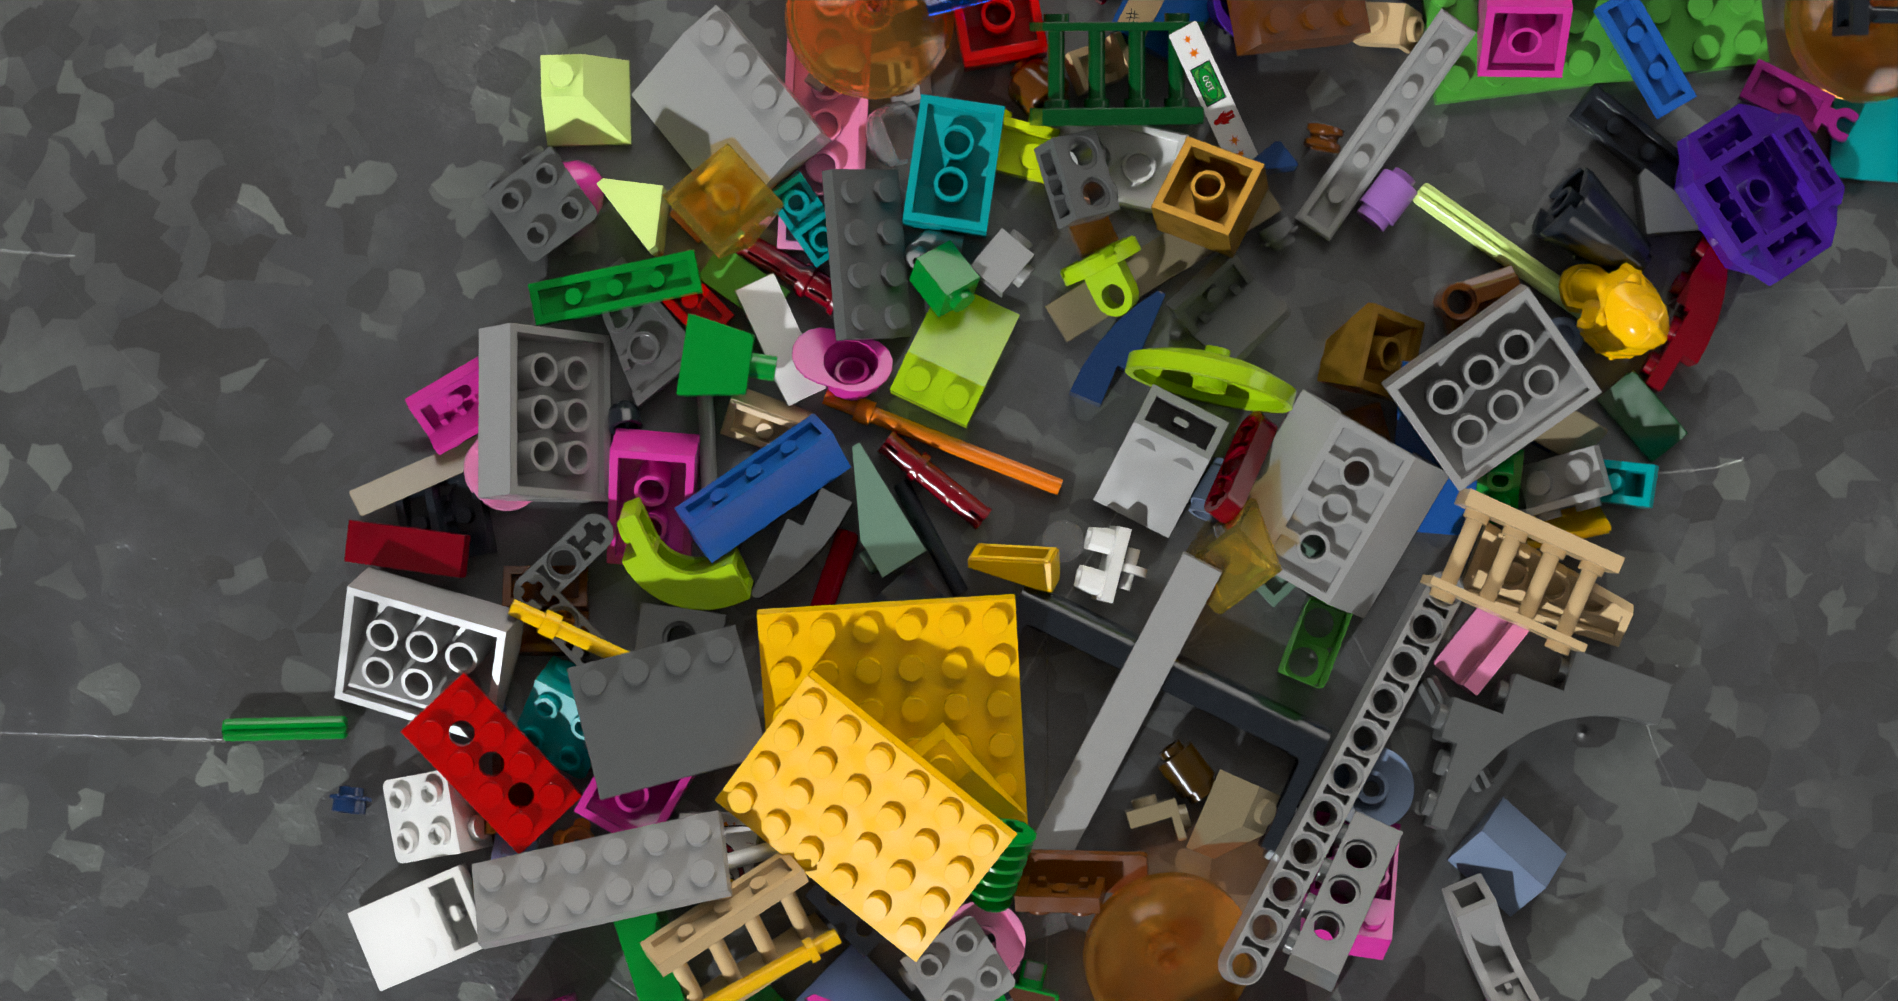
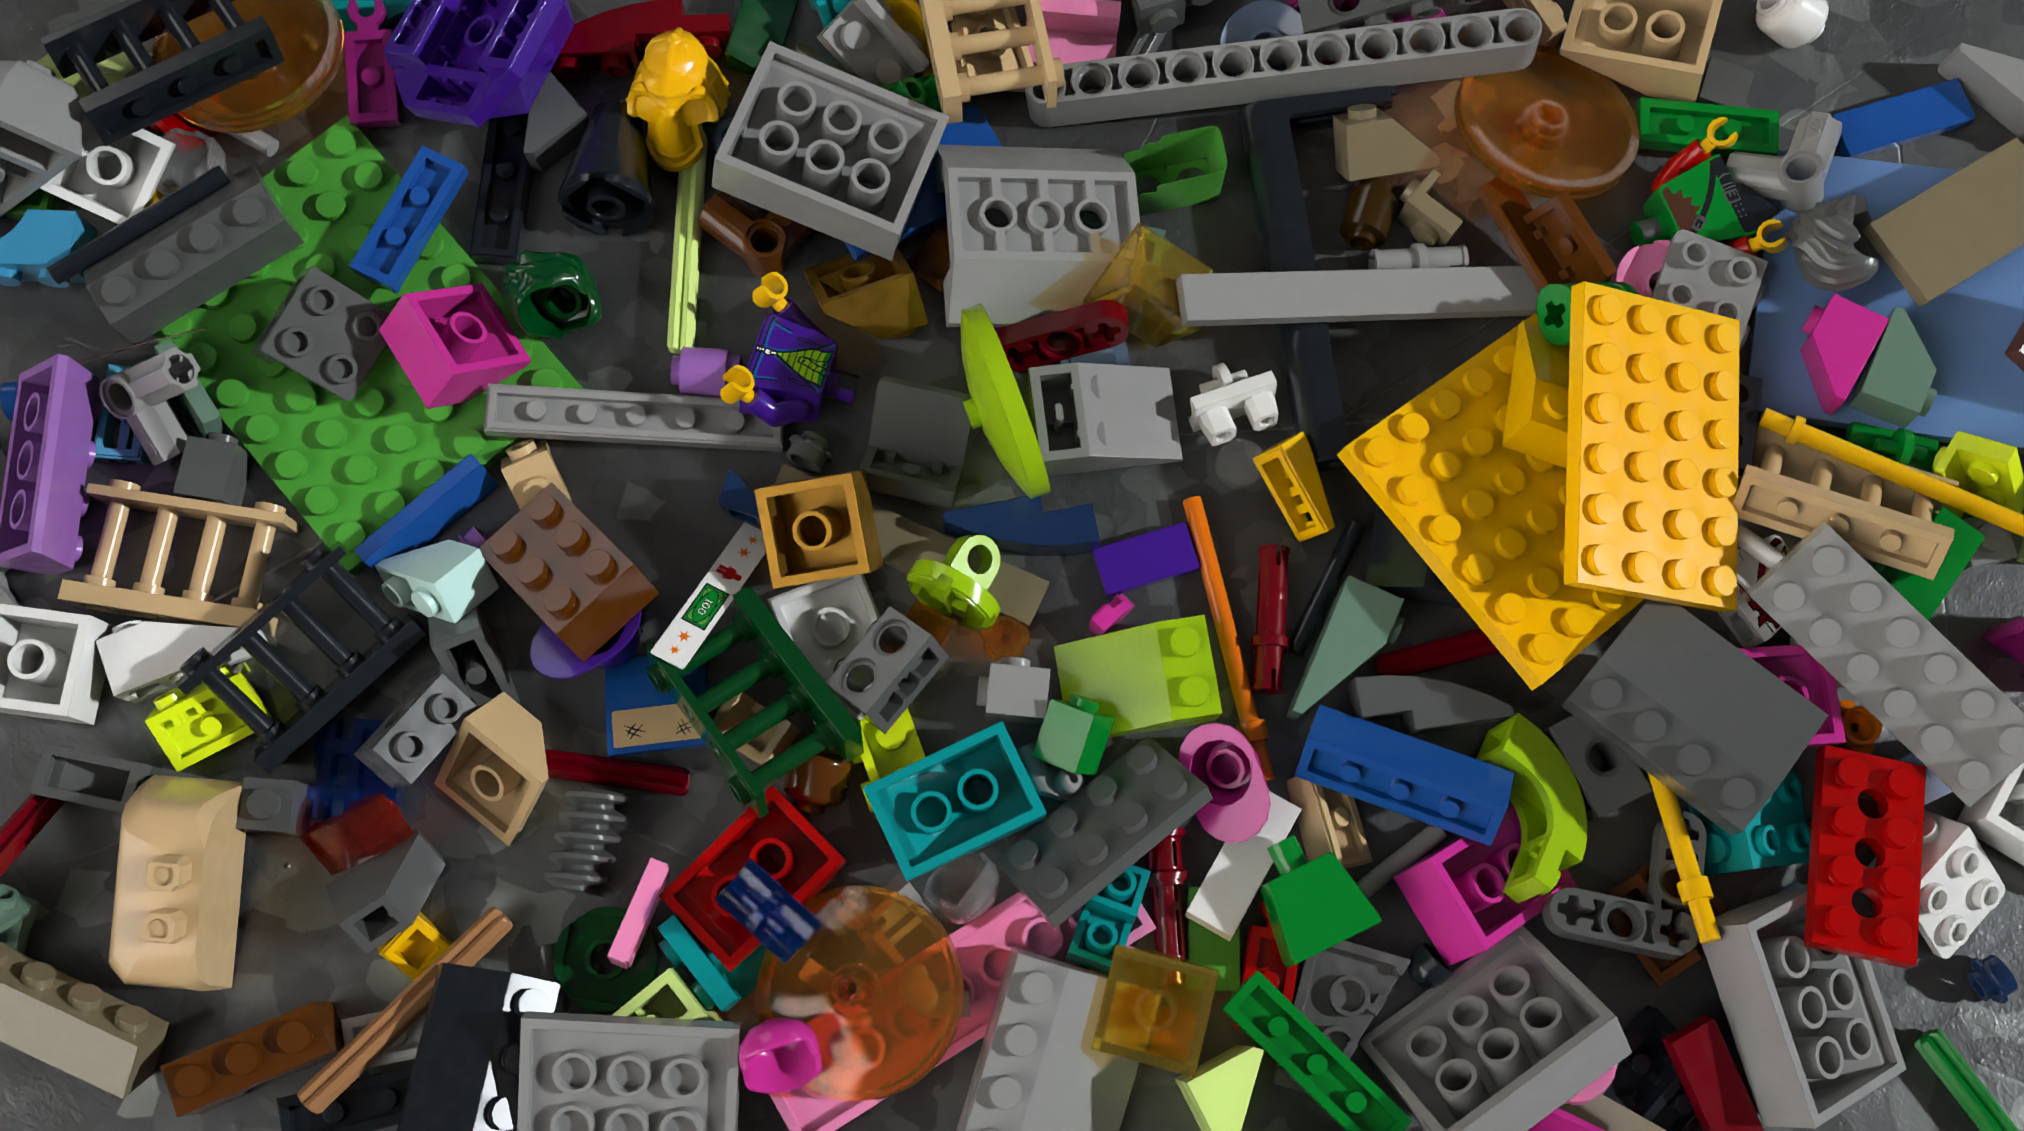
camera: 135 degrees left, 10 degrees down
(1014, 369) = (1110, 615): none -> dark pink tile
(1036, 283) = (1018, 635): none -> clear orange plate
(1038, 422) = (1145, 560): none -> dark purple tile
(1126, 781) = (1419, 257): none -> light grey pin
(1323, 137) = (686, 468): reddish brown bush -> none
(1349, 257) = (789, 364): none -> torso
(1518, 120) = (551, 294): none -> dark green hair

